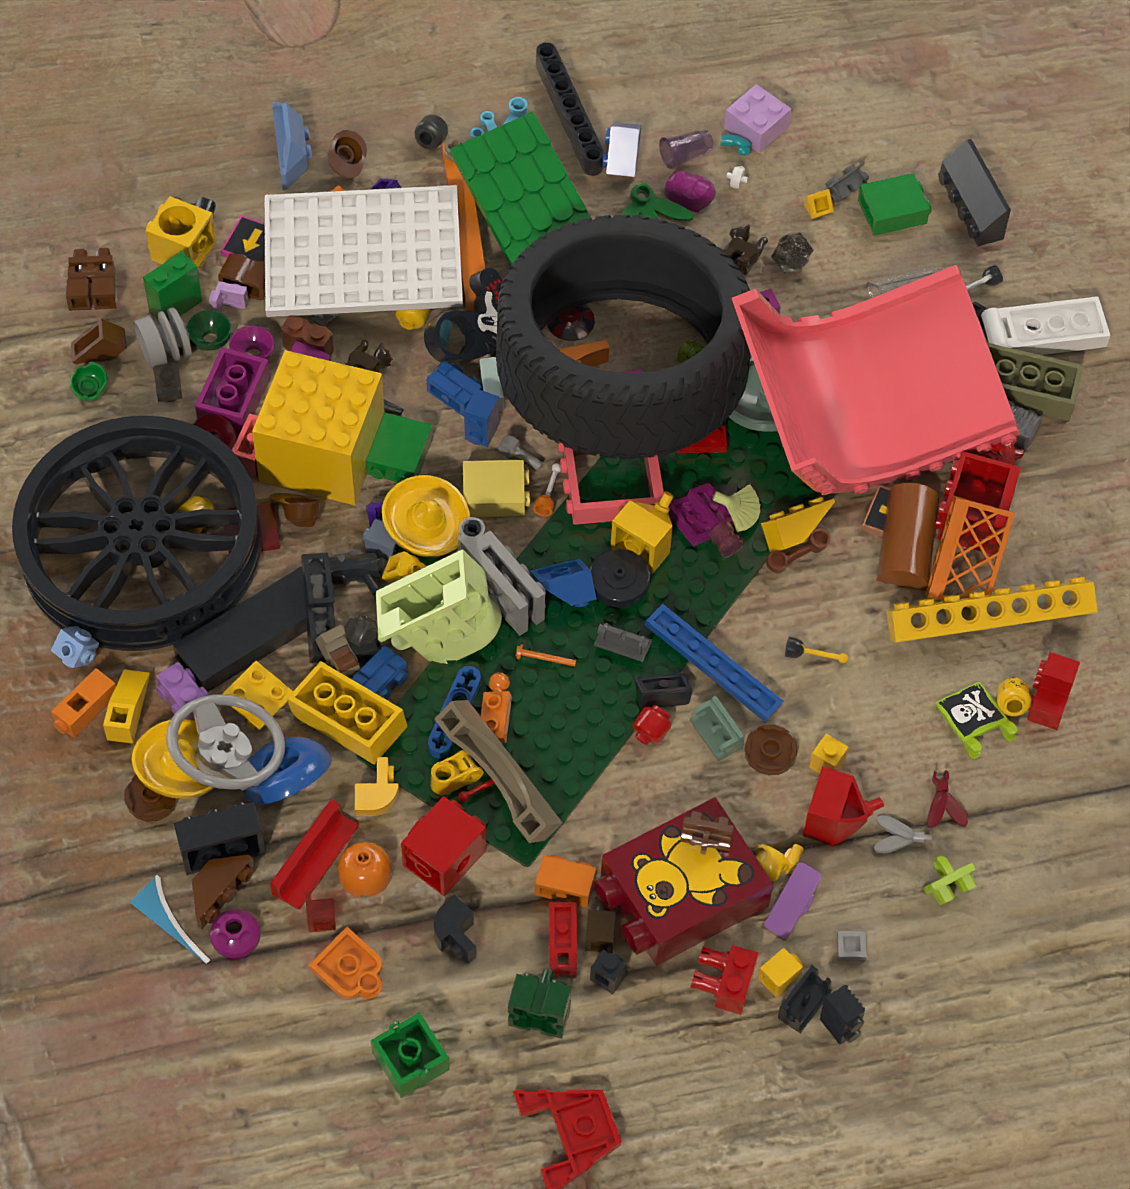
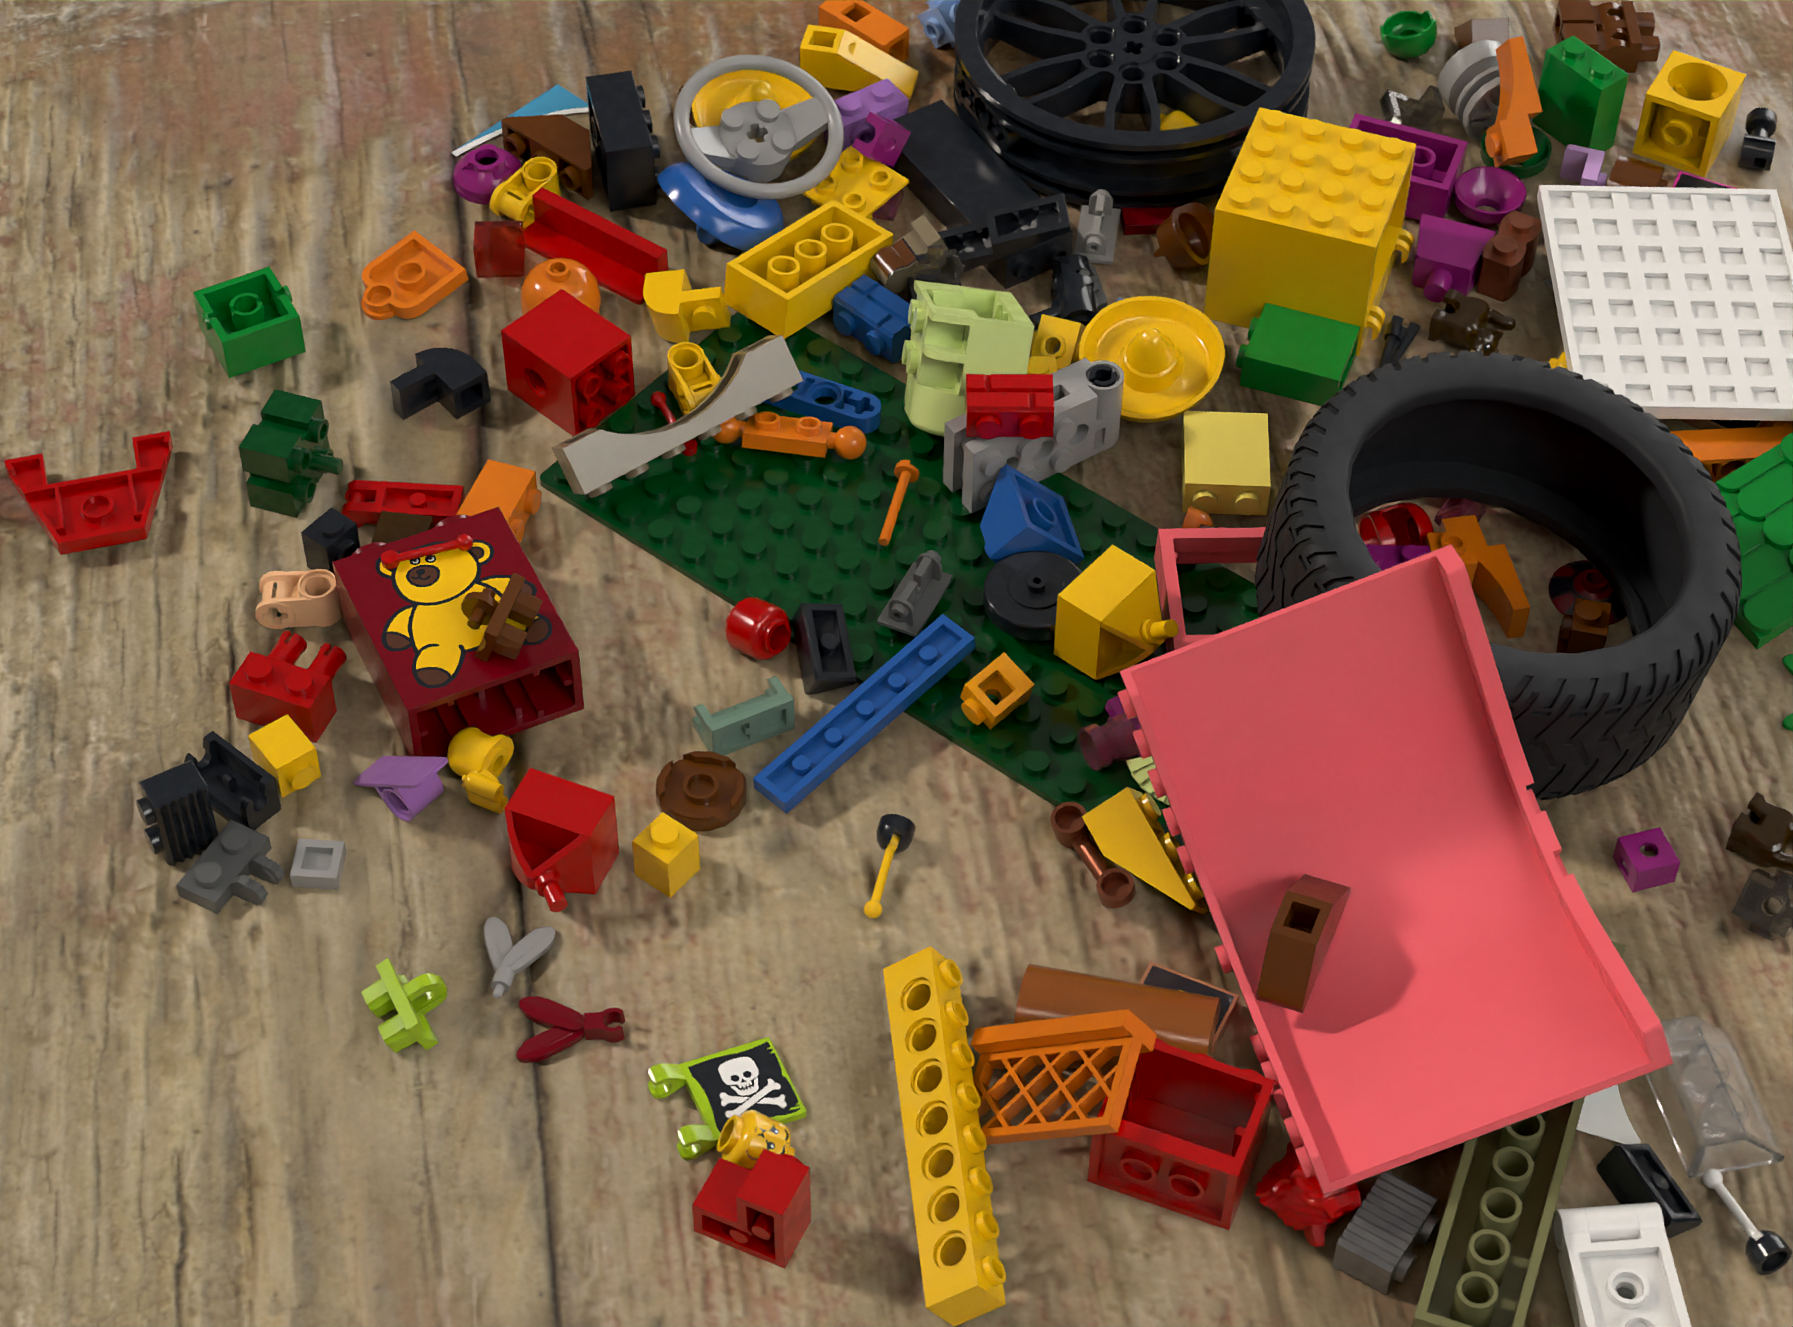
camera: 95 degrees right, 10 degrees down
(203, 314) = (1511, 136): none -> orange slope
(224, 673) = (888, 140): none -> magenta piece
(266, 903) = (518, 203): none -> yellow piece
(280, 559) = (1098, 228): none -> light grey hinge
(516, 569) = (1009, 405): none -> red brick
(614, 320) = (1585, 628): none -> reddish brown brick
(652, 990) = (300, 597): none -> light nougat piece
(655, 907) = (391, 559): none -> red hinge
(698, 593) = (999, 679): none -> light orange brick
(863, 440) = (1300, 941): none -> reddish brown slope
(870, 996) = (226, 868): none -> dark grey hinge

